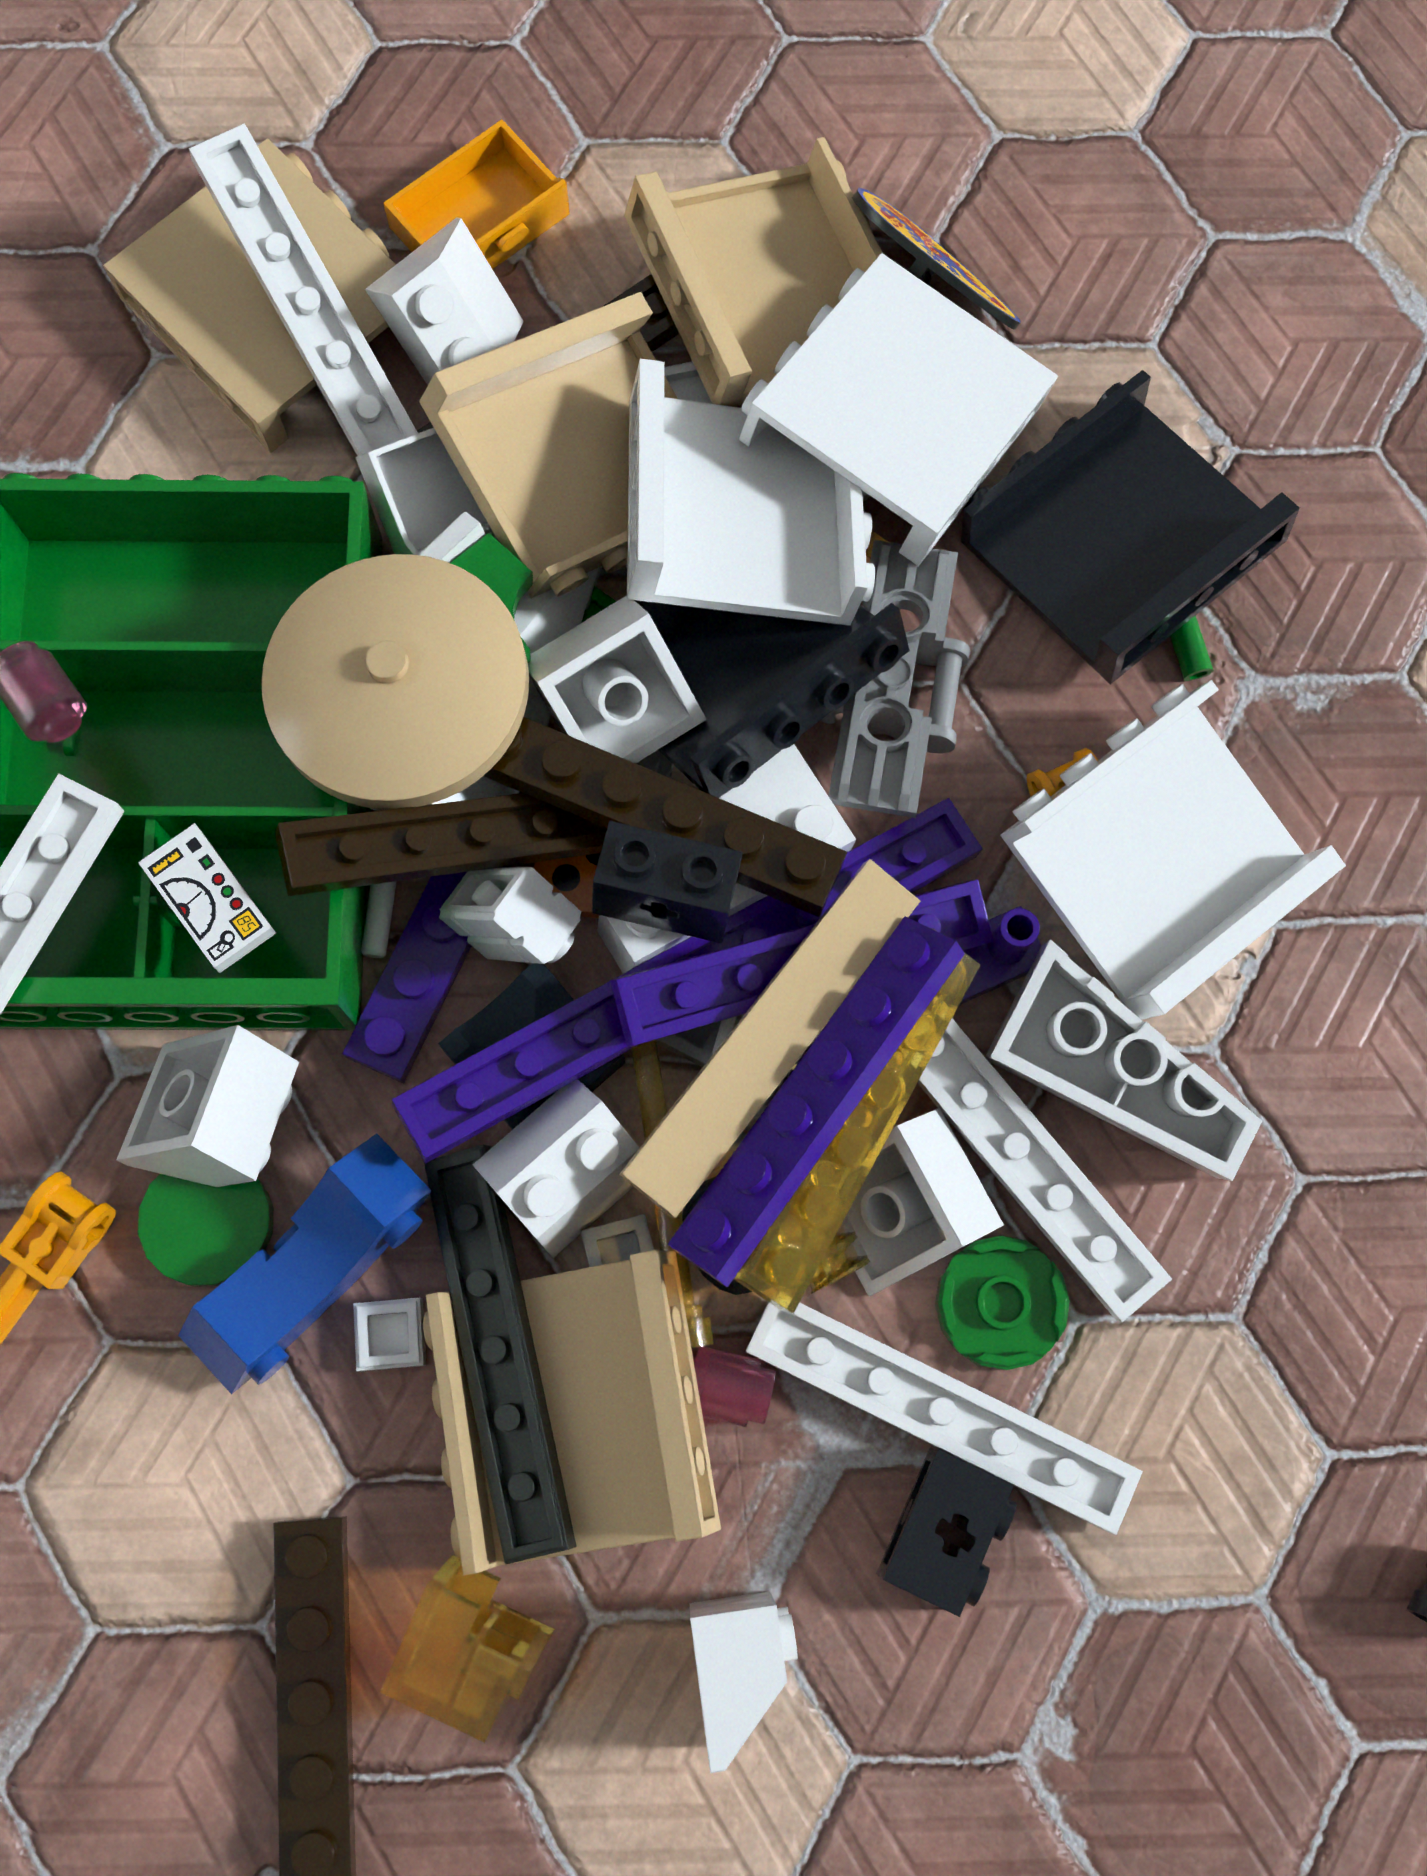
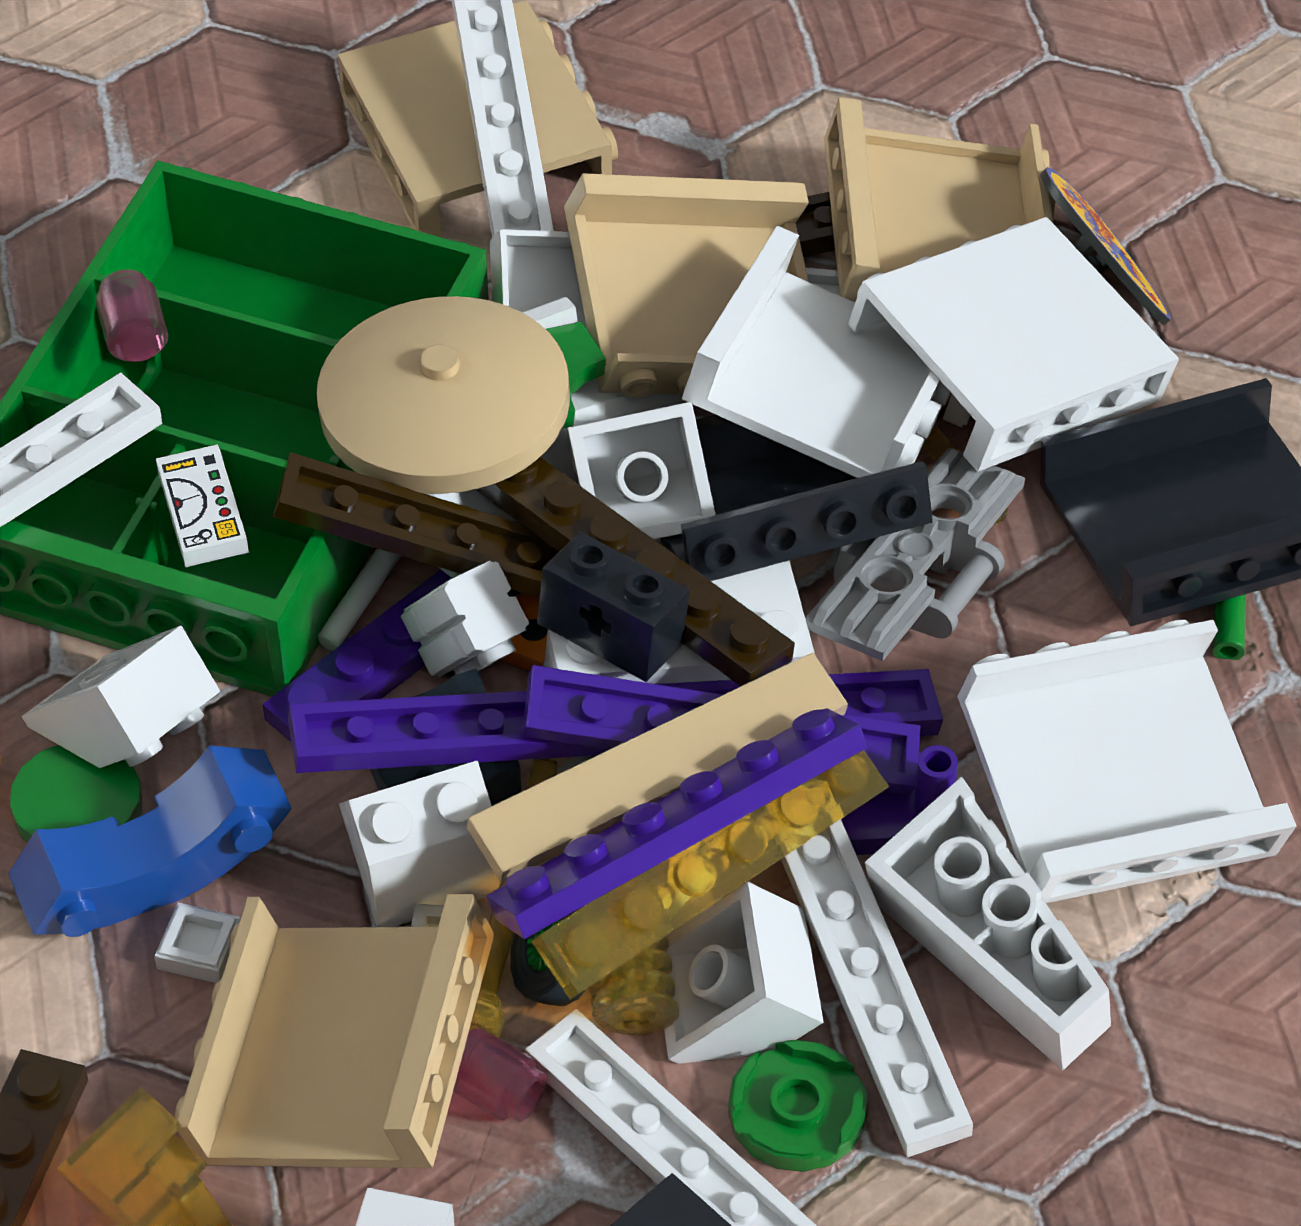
camera: 25 degrees right, 25 degrees down
(445, 302) = (626, 140): white slope -> none
(492, 187) = (694, 106): light orange container -> none
(499, 1360) = (289, 986): pearl dark grey tile -> none

